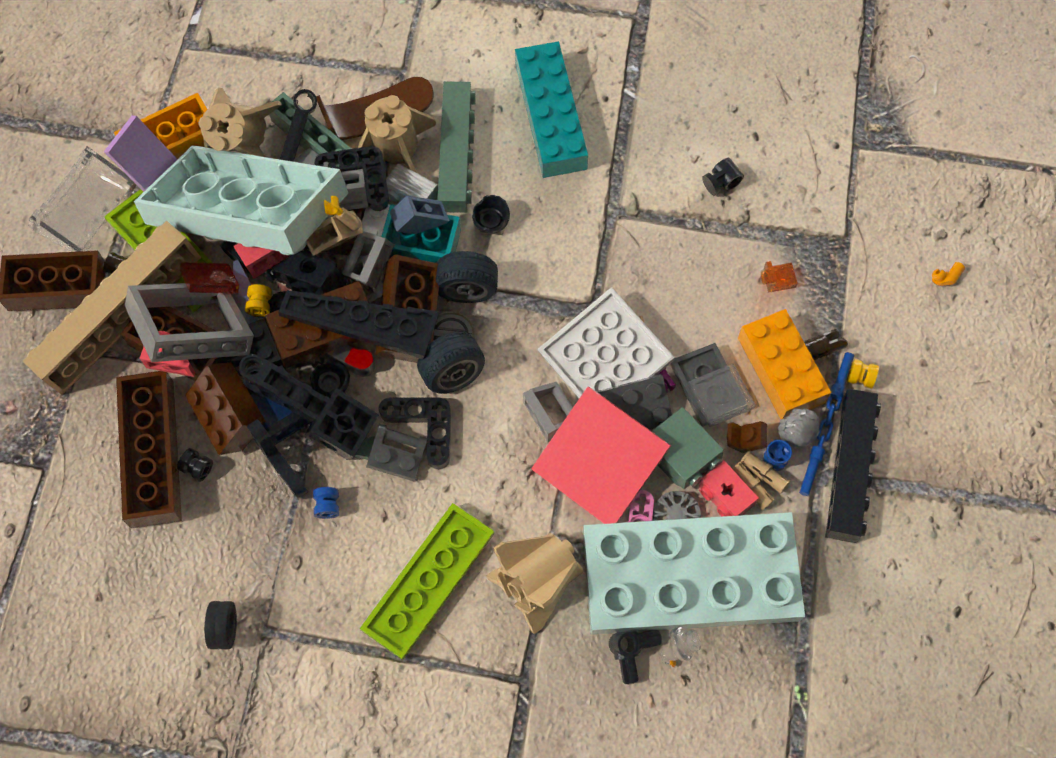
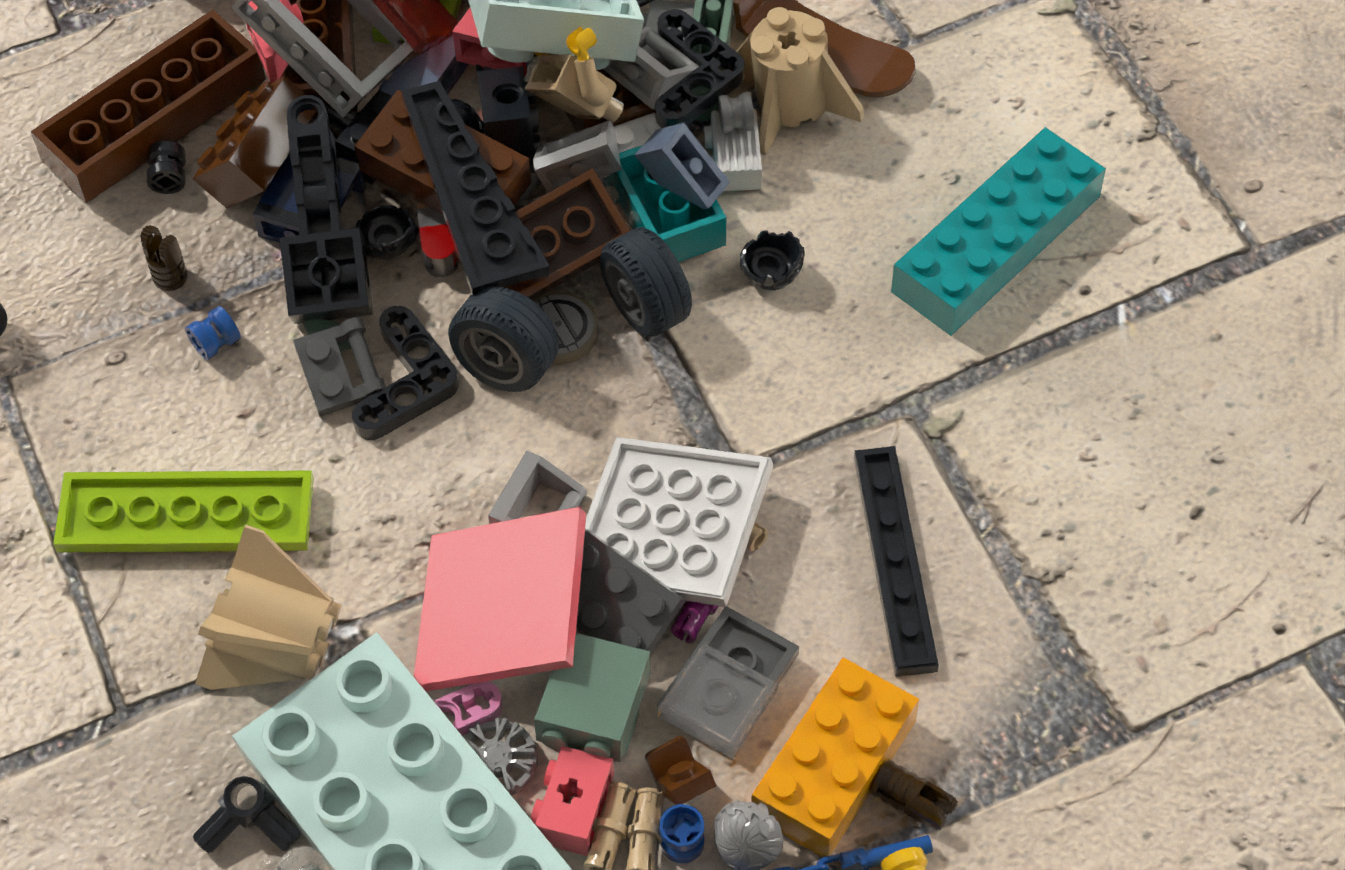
camera: 55 degrees right, 10 degrees down
(256, 495) = (163, 259): none -> dark brown hinge
(258, 300) = (430, 71): yellow wheel -> none
(270, 451) = (236, 209): black beam -> none
(400, 172) = (736, 113): none -> flat silver wheel
(455, 146) = (842, 159): sand green brick -> none
(693, 273) = (895, 562): none -> black tile
(724, 174) = (1086, 504): black piece -> none
(778, 277) = (980, 672): clear orange bracket -> none

